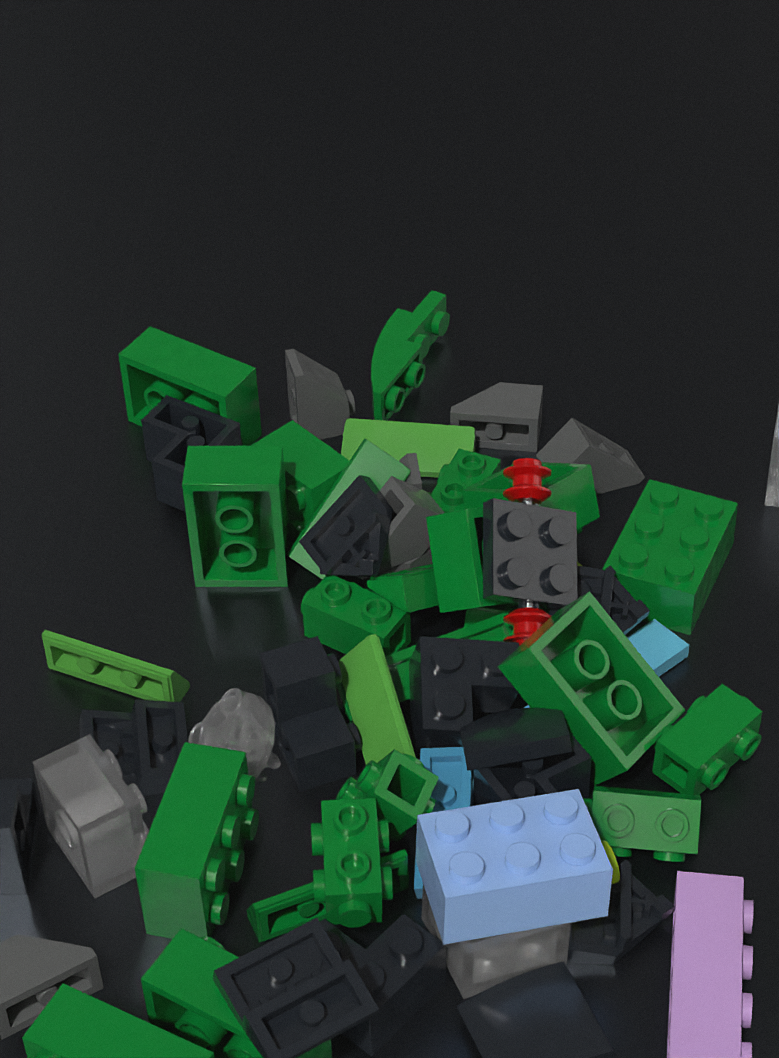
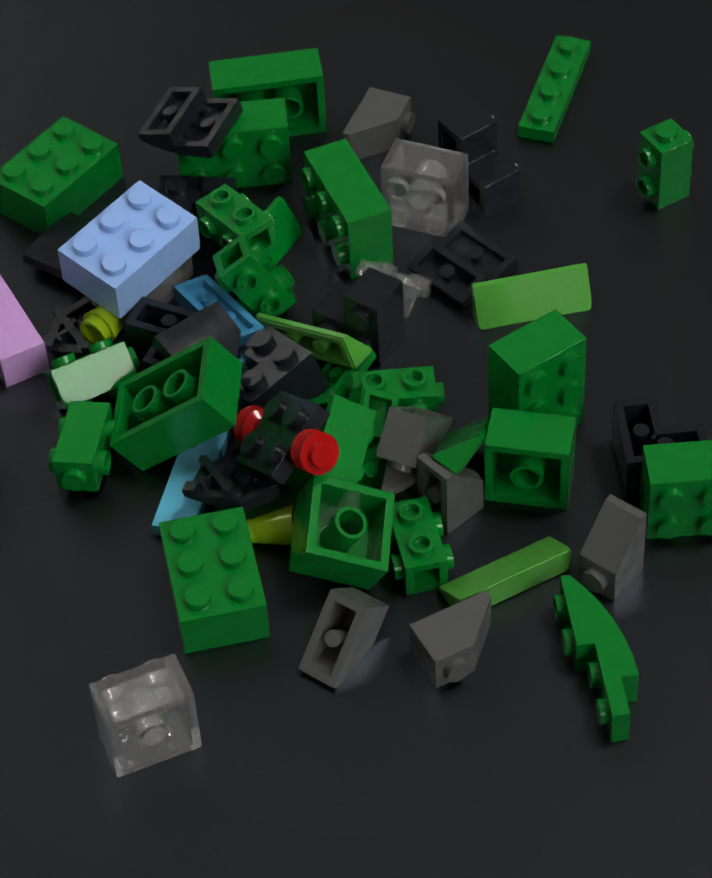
camera: 145 degrees right, 5 degrees up
(352, 532) = (424, 400): black slope -> none

